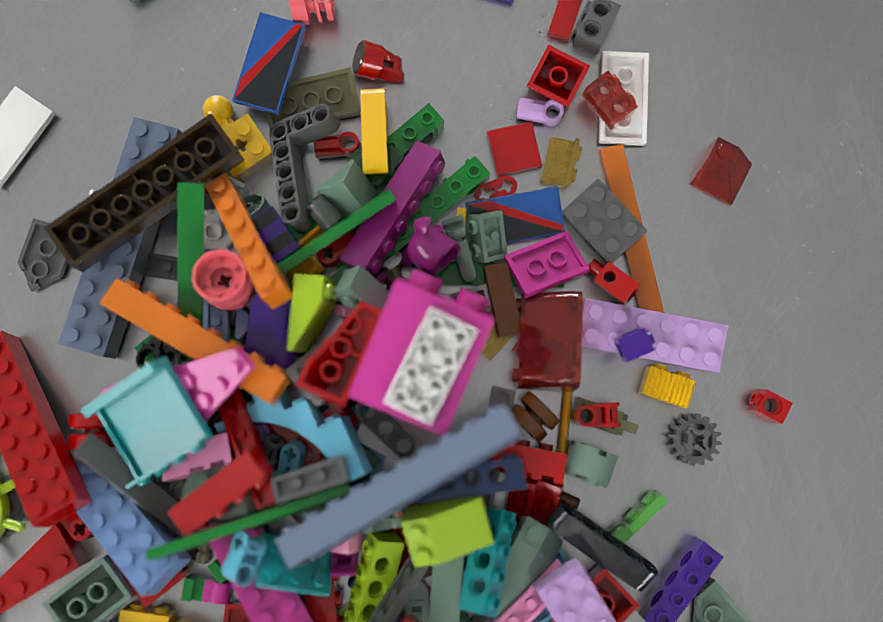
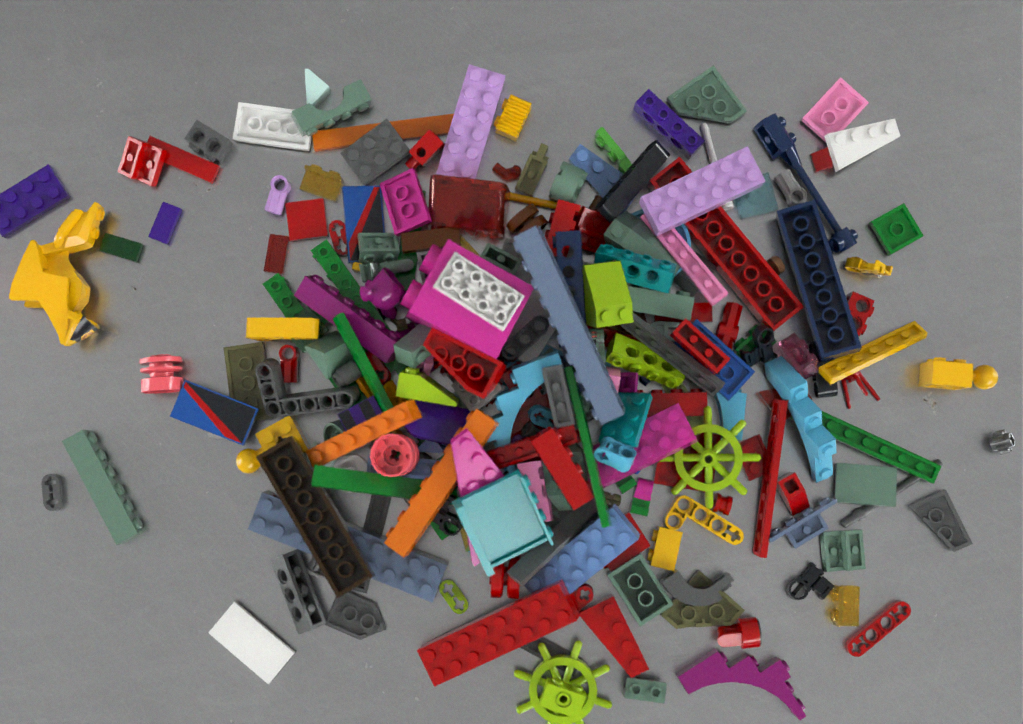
camera: 80 degrees left, 0 degrees up
(66, 184) = (298, 591): none -> dark grey brick
(78, 372) = (457, 593): none -> lime beam
(369, 62) = (219, 329): red piece -> none
(469, 118) = (276, 254): none -> clear red tile
(482, 386) = (501, 259): none -> sand green brick
(558, 76) = (251, 176): red slope -> none
(596, 387) = (509, 173): none -> clear red arm
(601, 415) = (530, 171): red piece -> none
(604, 103) = (278, 141): clear red brick -> none
(608, 503) = (600, 173): none -> medium blue wing
(634, 344) = (476, 138): dark purple brick -> none
(636, 139) = (310, 119): none -> sand green arch
(673, 142) = (316, 89): none -> light aqua slope
(703, 433) = (562, 95): dark grey gear -> none
(722, 171) = (343, 54): clear red slope -> none
(779, 408) = (538, 32): red brick -> none

